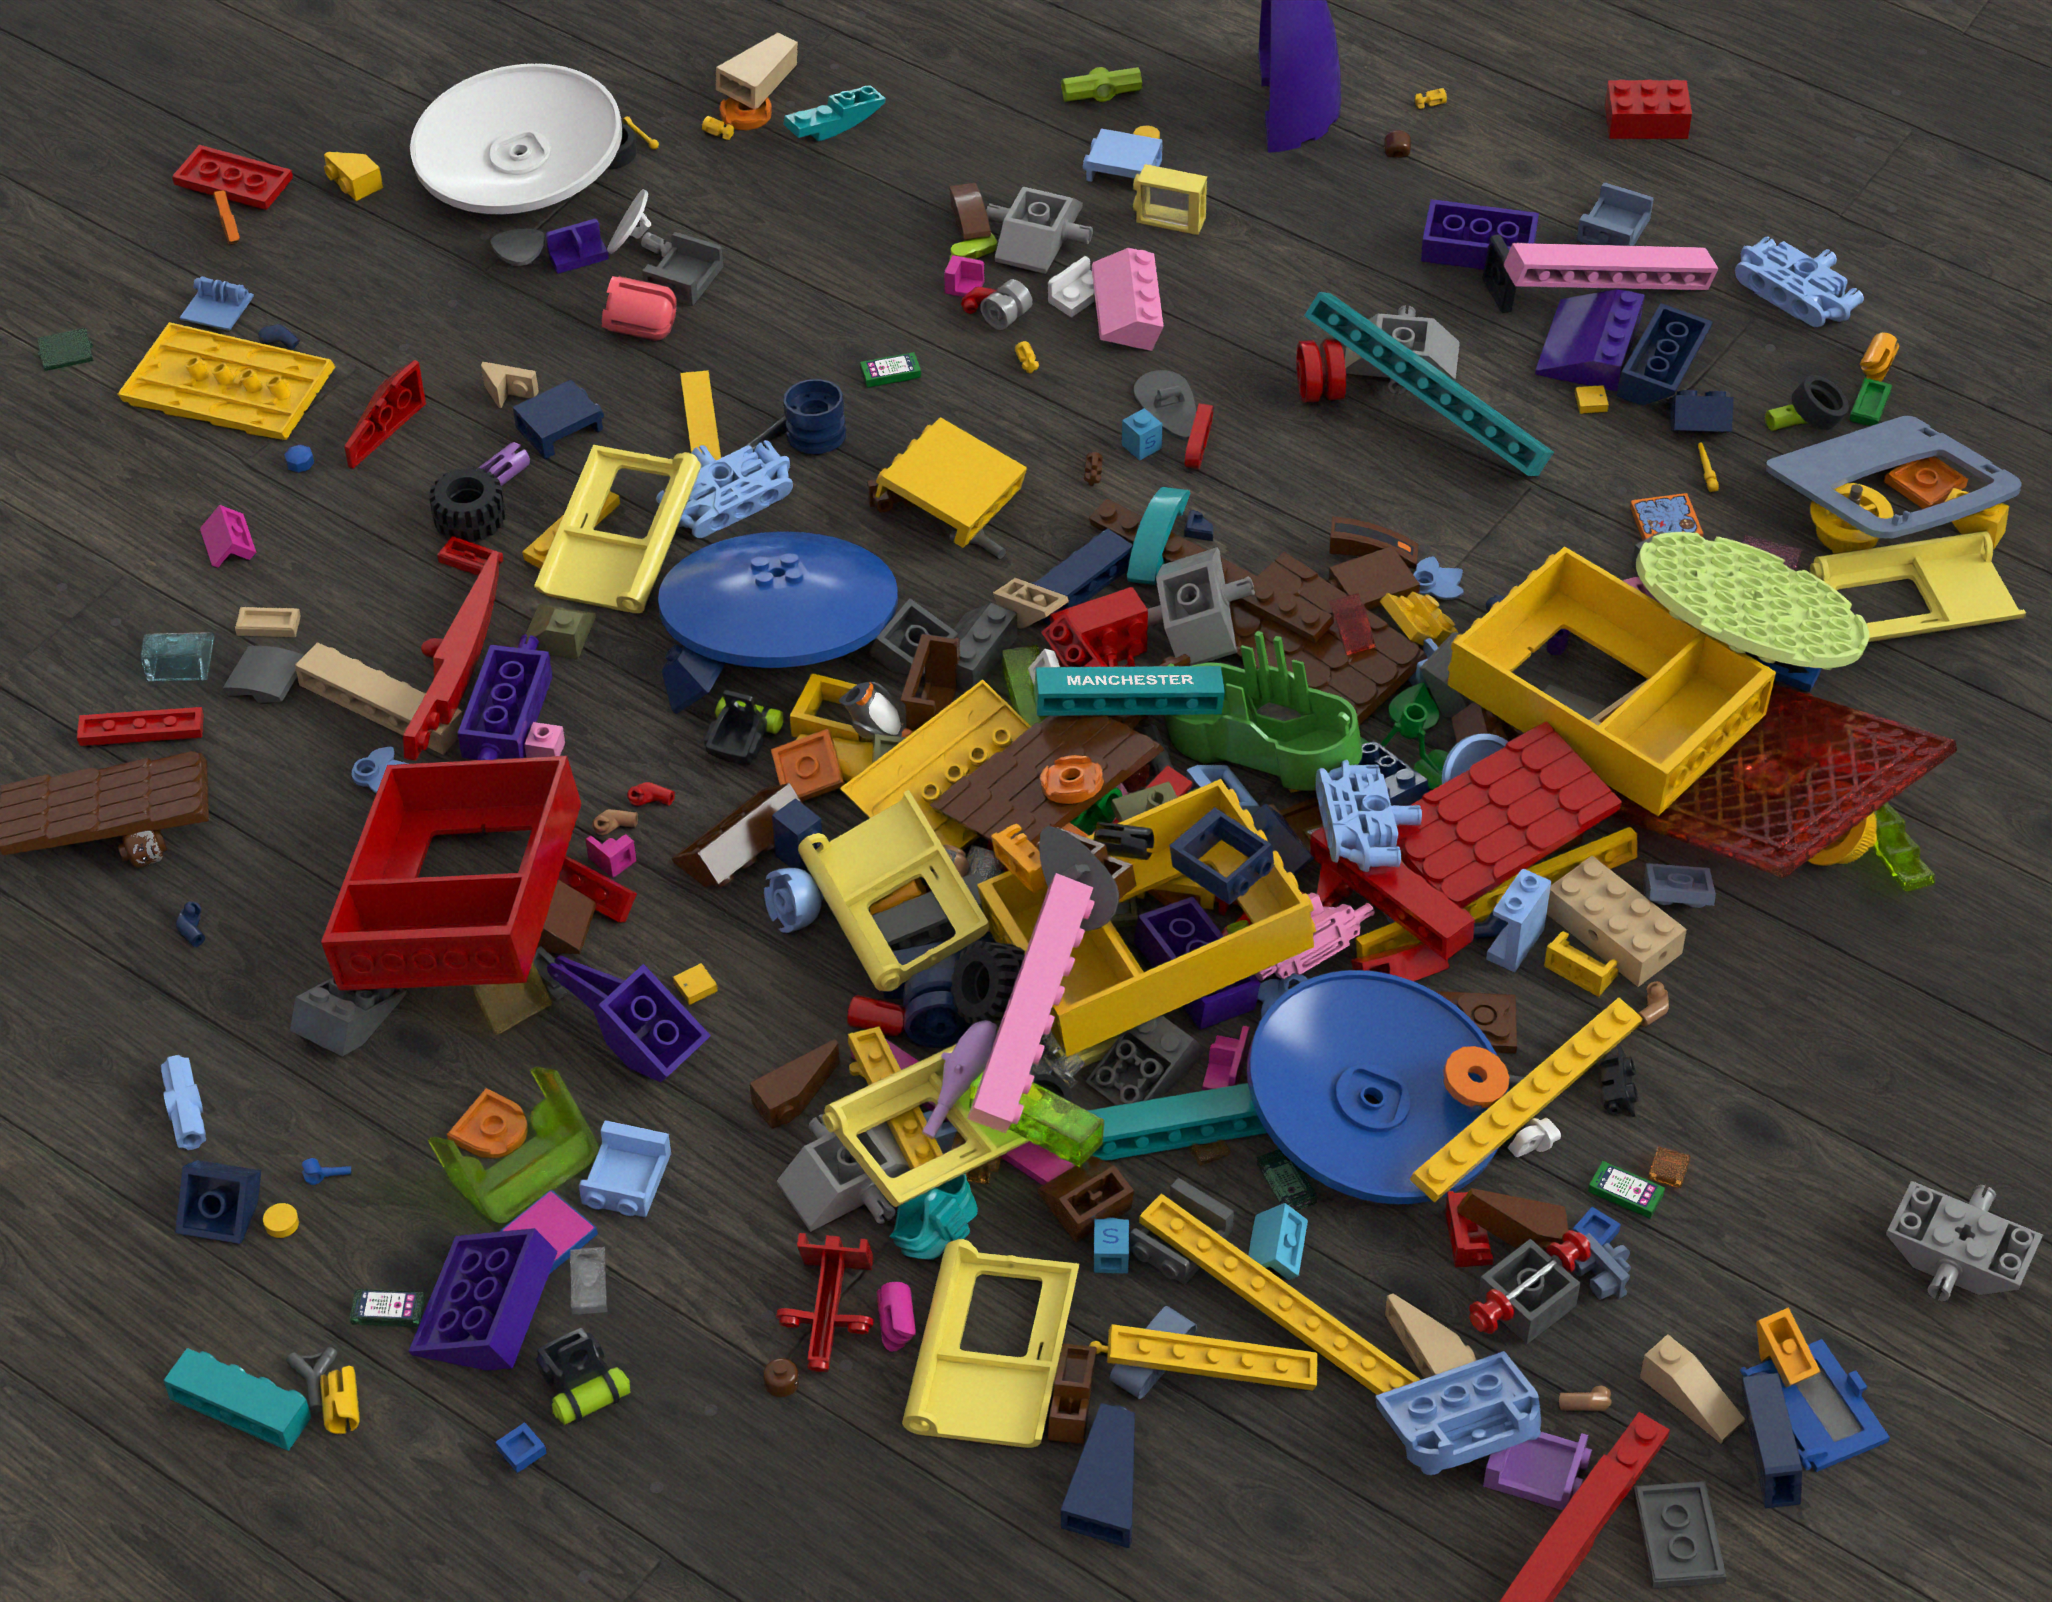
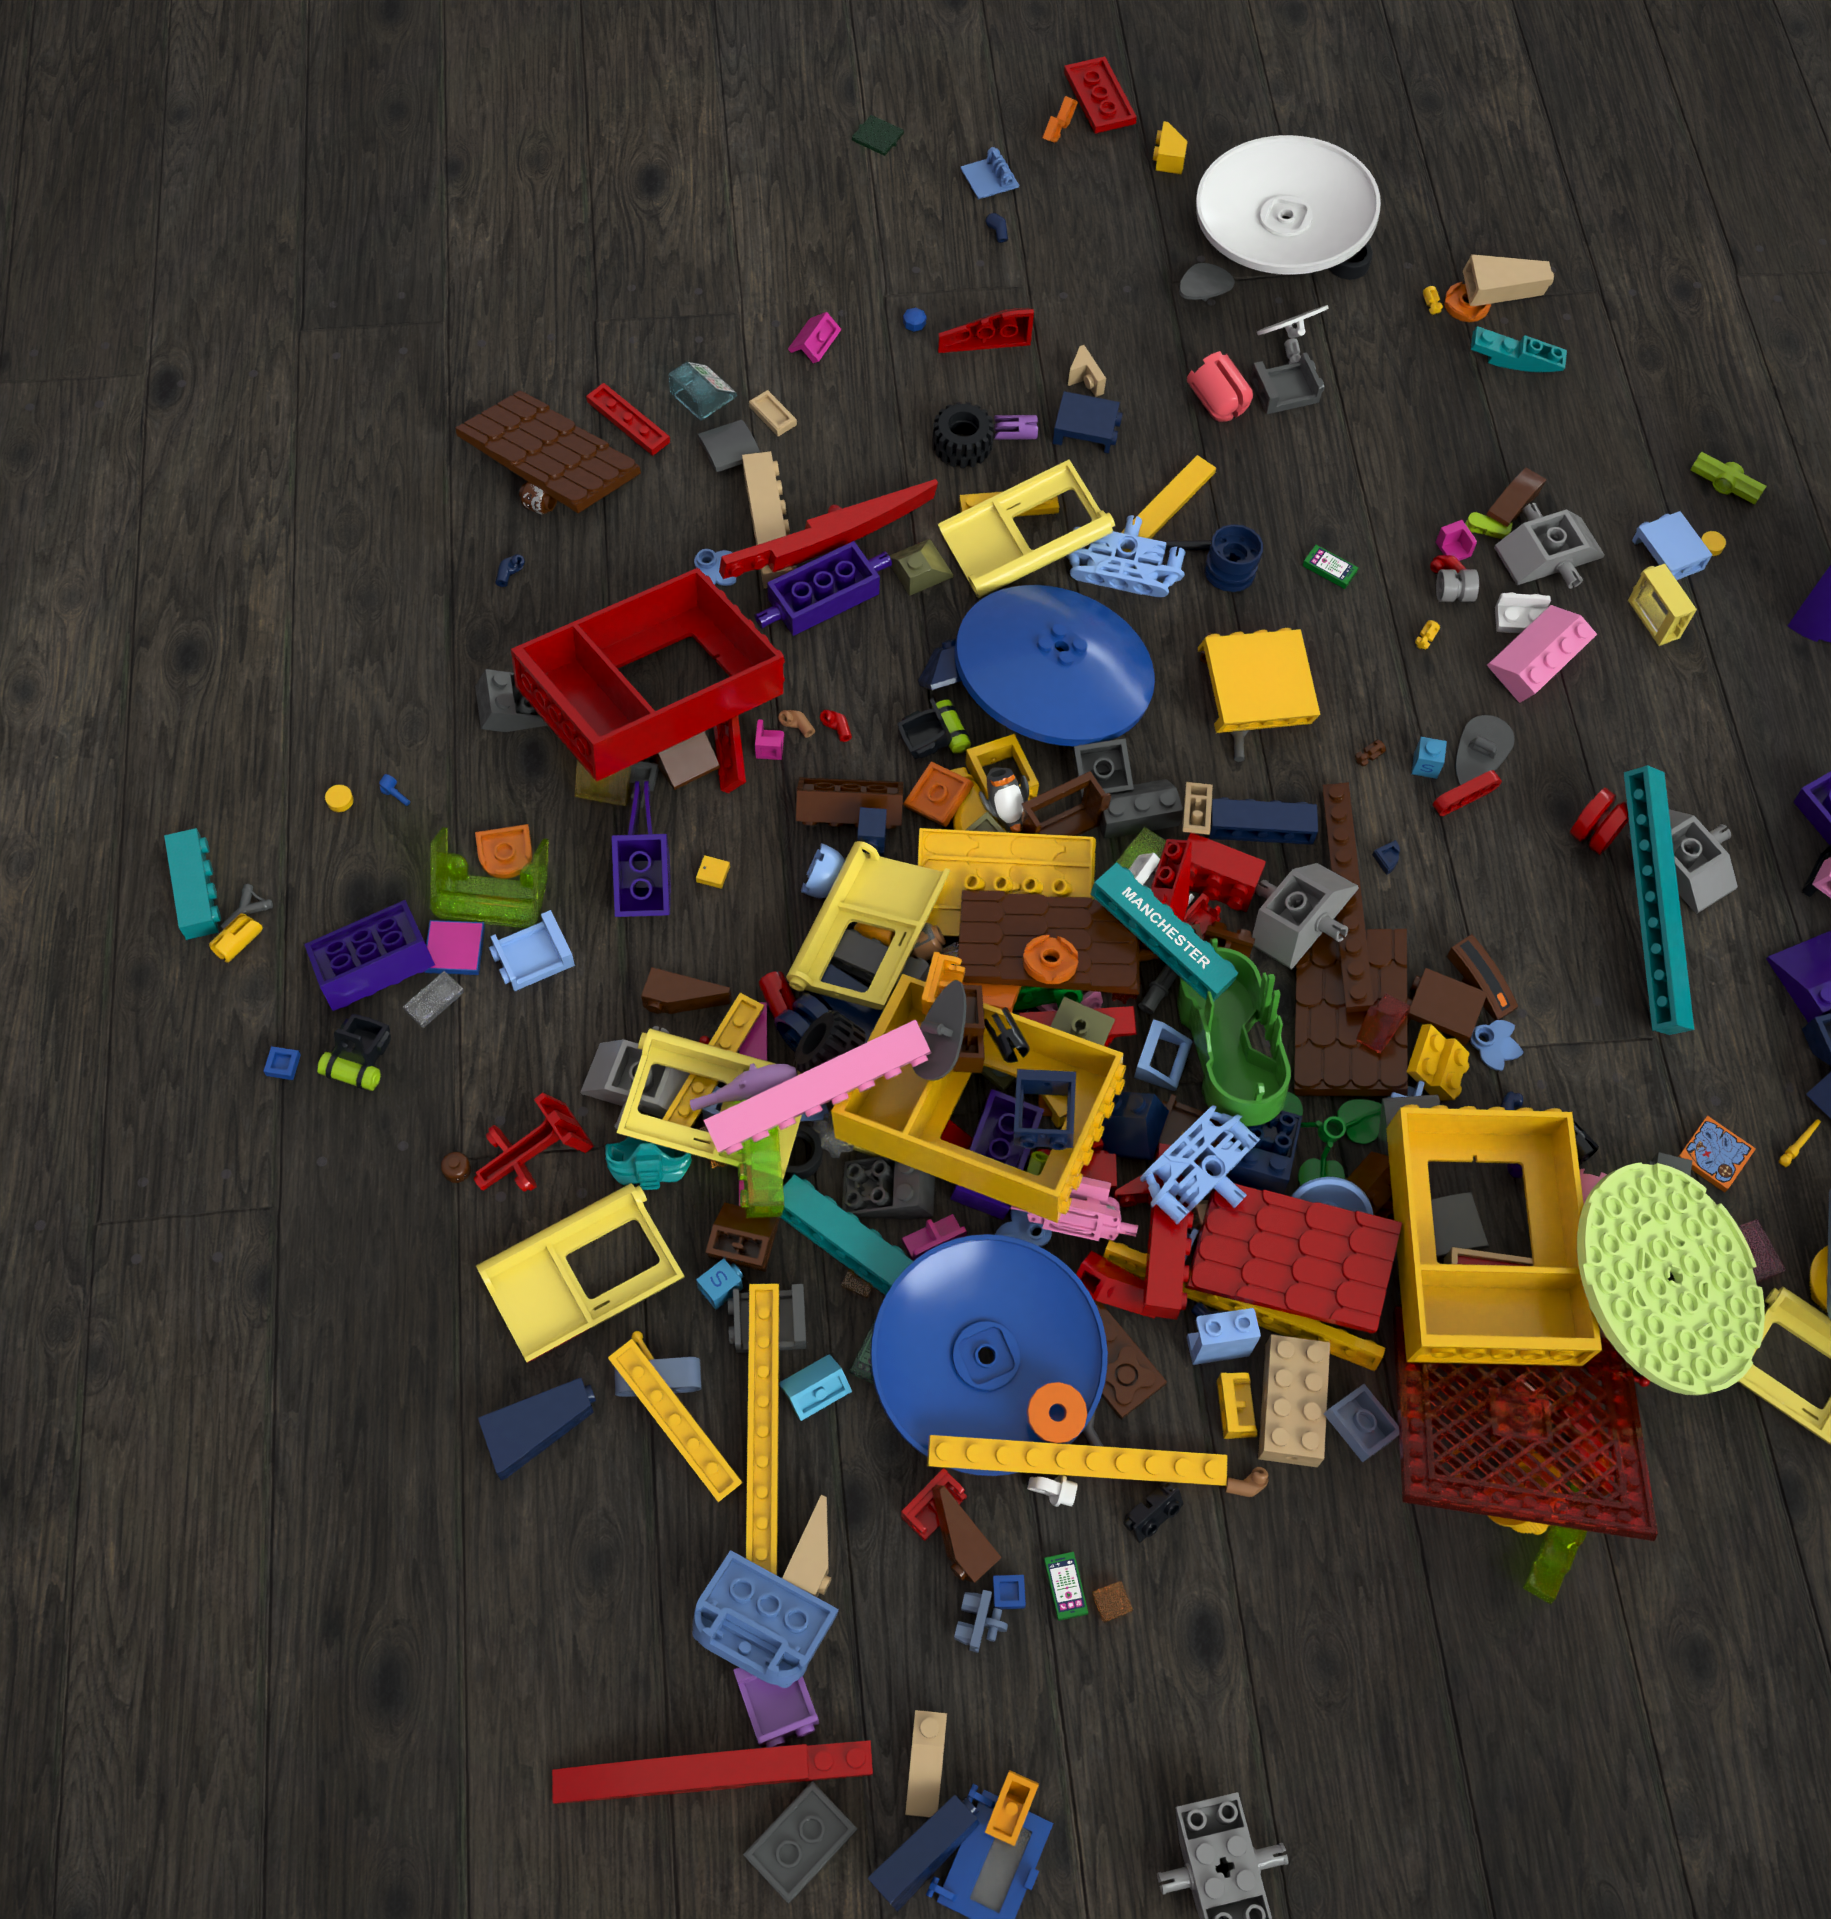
camera: 45 degrees right, 15 degrees up
(183, 1102) = (375, 676): light blue piece -> none
(217, 1200) = (321, 753): dark blue slope -> none
(226, 381) = (936, 232): yellow piece -> none
(387, 1307) = (325, 906): tile -> none
(465, 560) = (923, 454): red tile -> none
(544, 740) = (819, 634): bright pink plate -> none
(576, 246) = (1241, 312): dark purple panel -> none
(653, 144) = (1380, 278): yellow hinge -> none
(896, 1315) = (555, 1196): dark pink arm -> none
(1072, 1393) = (584, 1351): reddish brown slope -> none
(1153, 534) = (1345, 833): teal slope -> none
(1530, 1287) = (909, 1585): dark grey brick -> none
(1591, 399) = (1780, 1015): yellow tile -> none
(1595, 1400) = (855, 1694): medium nougat arm -> none

